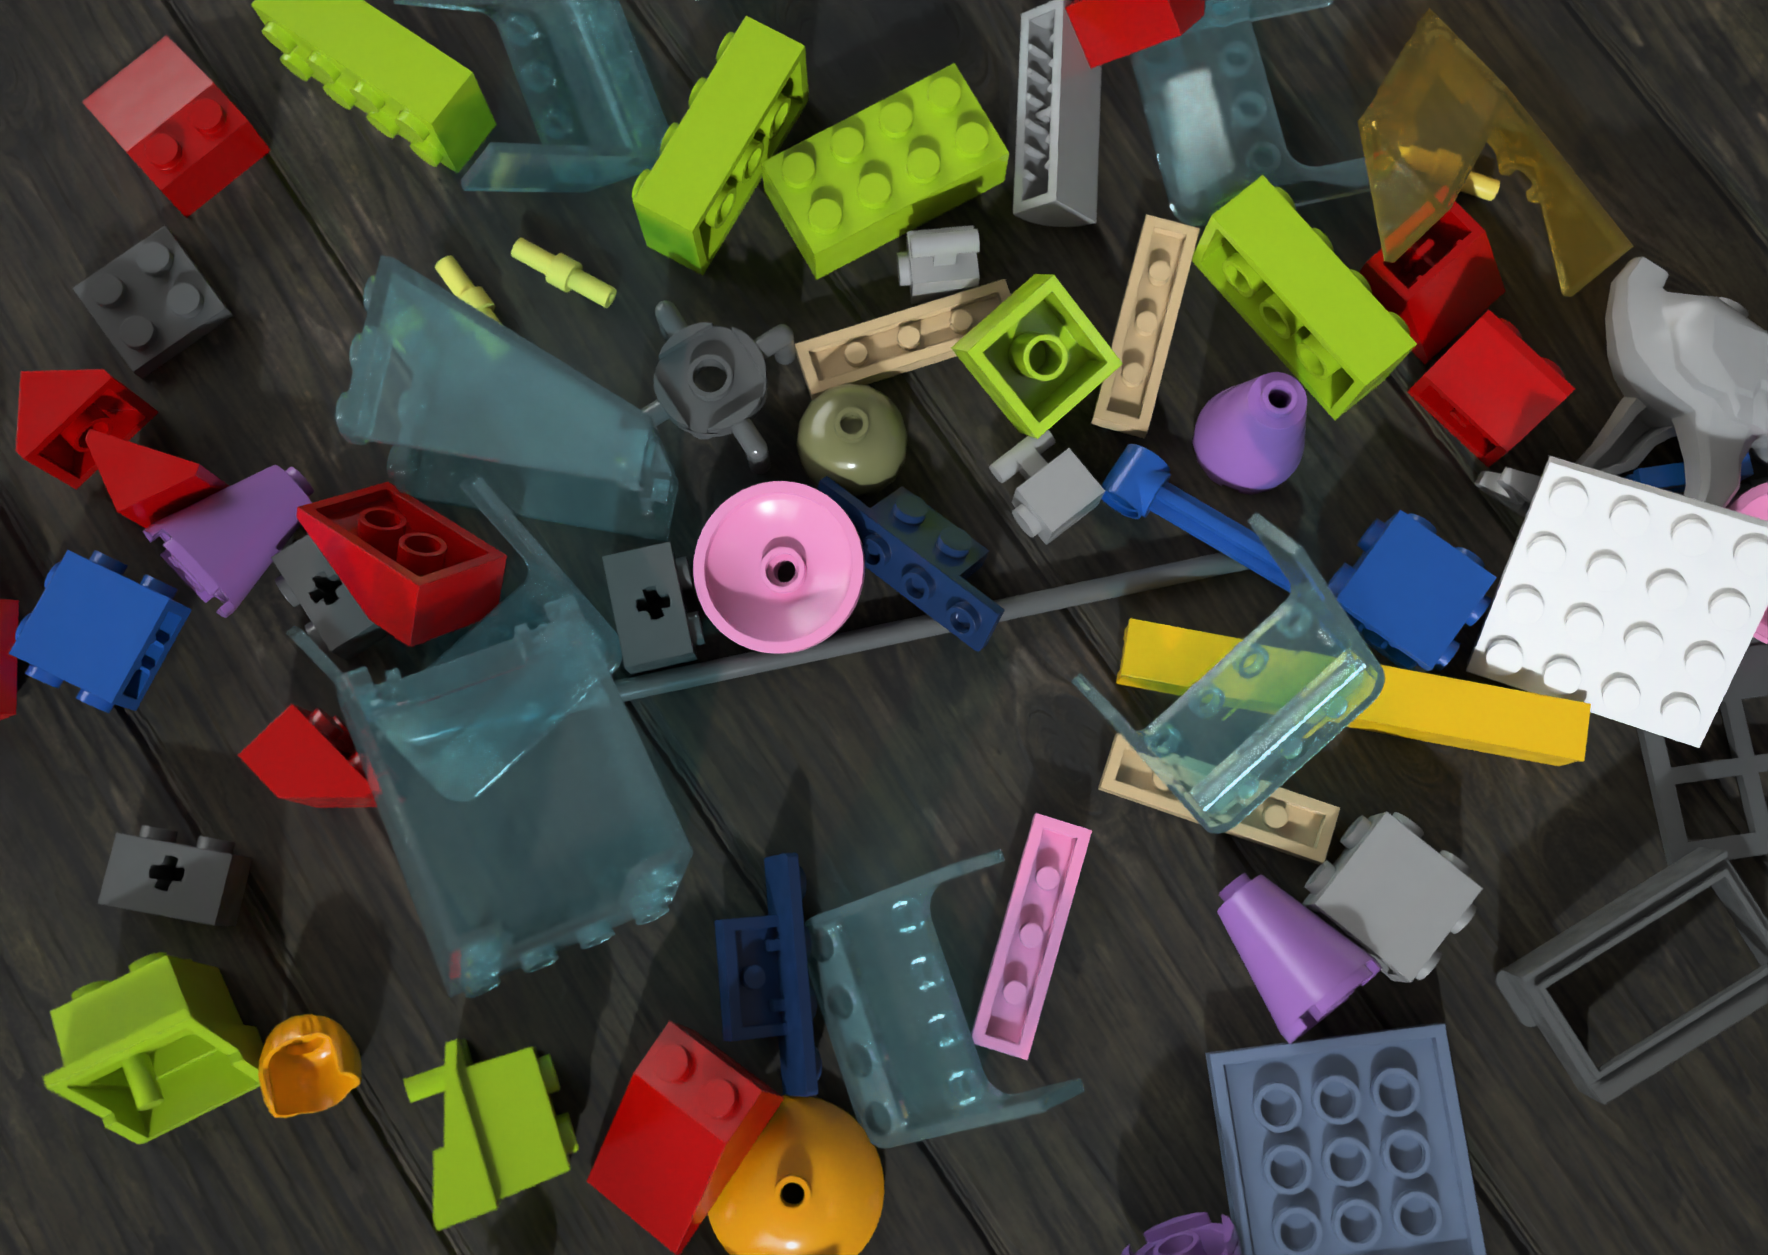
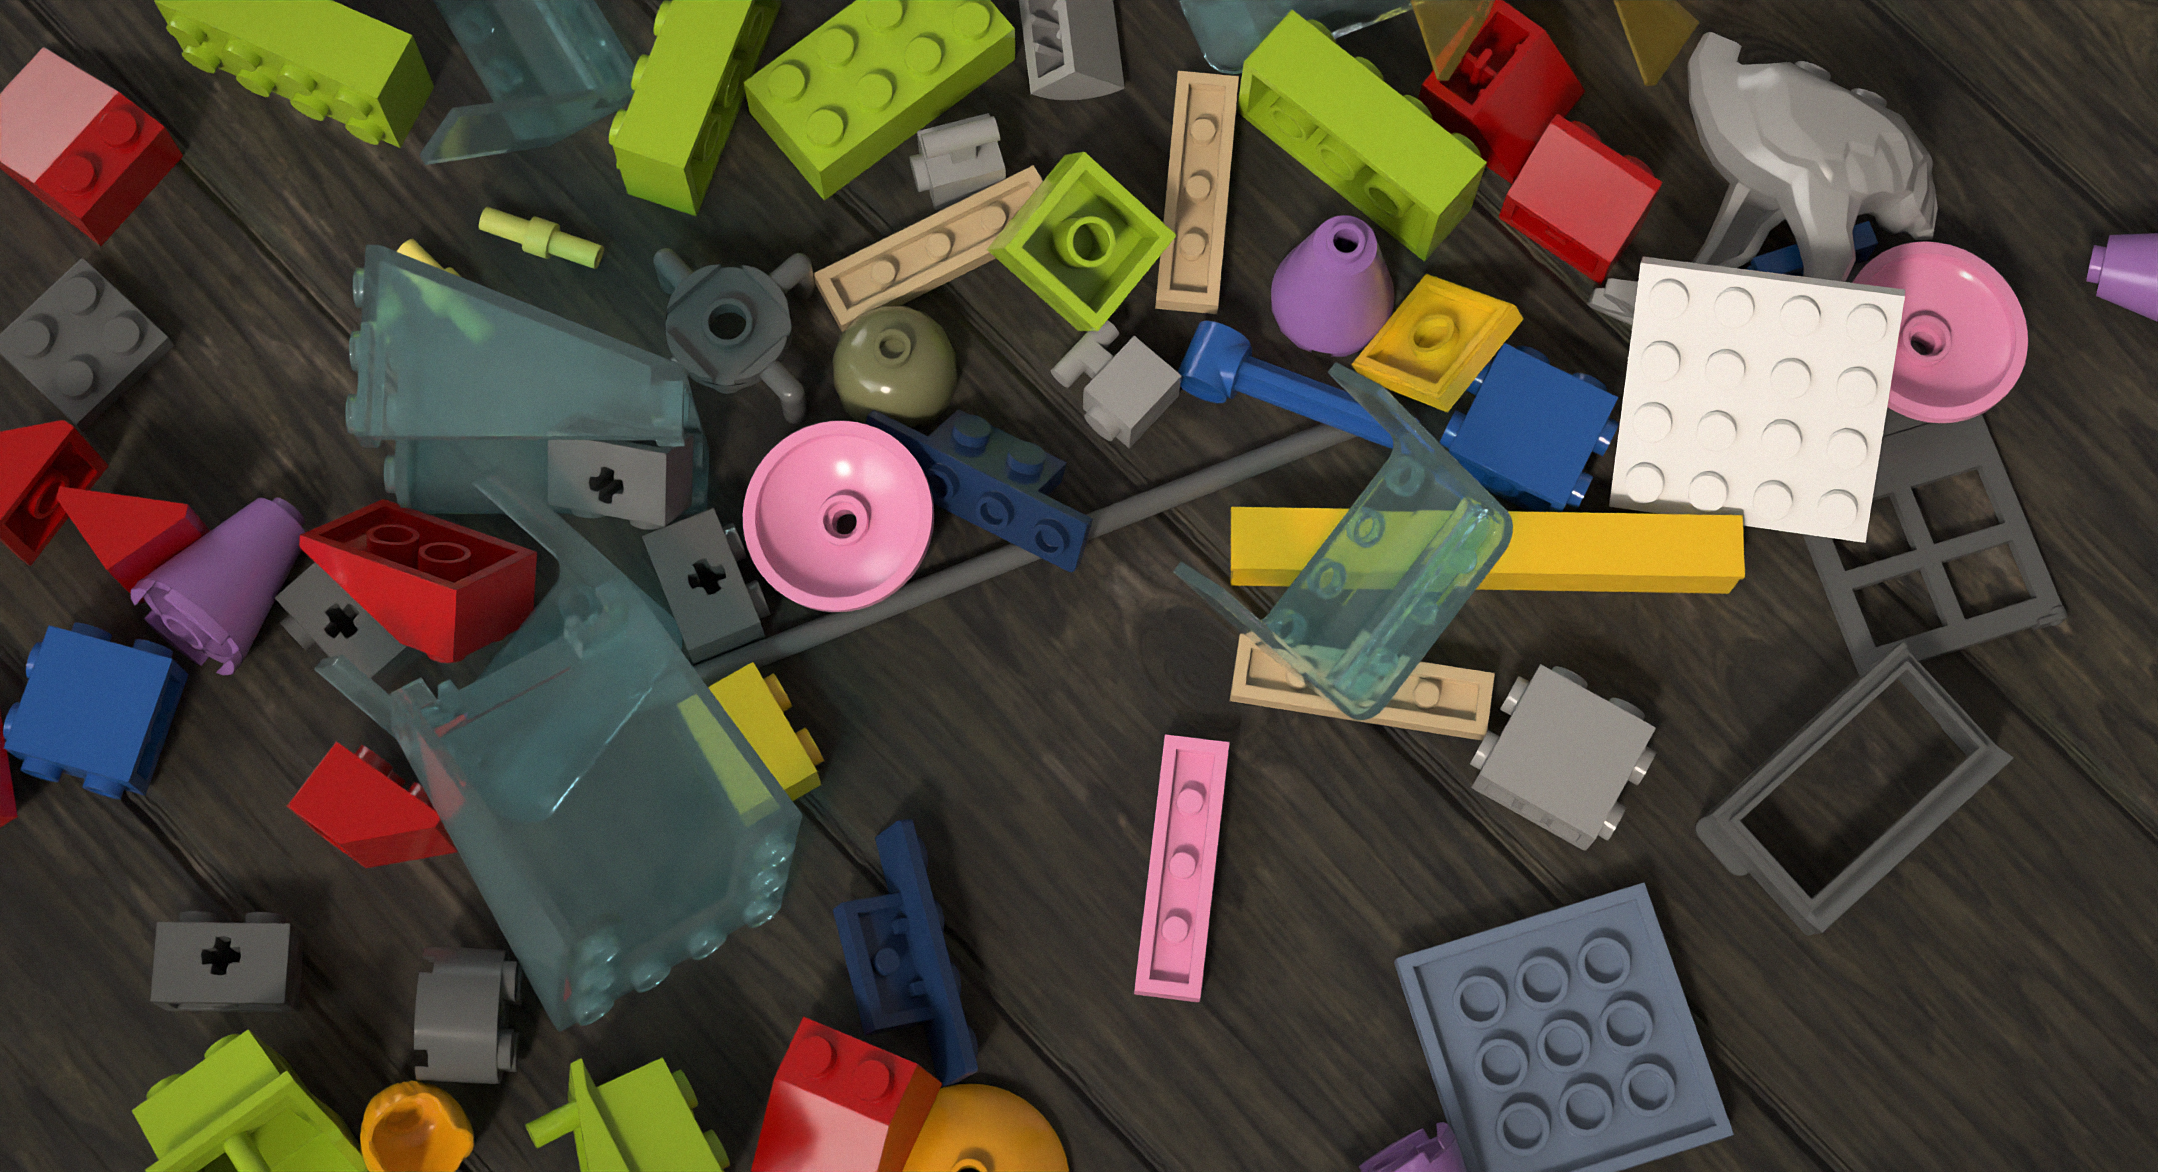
camera: 10 degrees left, 5 degrees down
(371, 965) = (466, 1015): none -> dark grey brick
(594, 507) = (621, 479): none -> dark grey brick
(673, 740) = (757, 711): none -> yellow brick
(901, 1019) = (1050, 971): clear light blue windscreen -> none
(1291, 954) = (1468, 837): medium lavender cone -> none
(1339, 498) = (1437, 342): none -> yellow tile

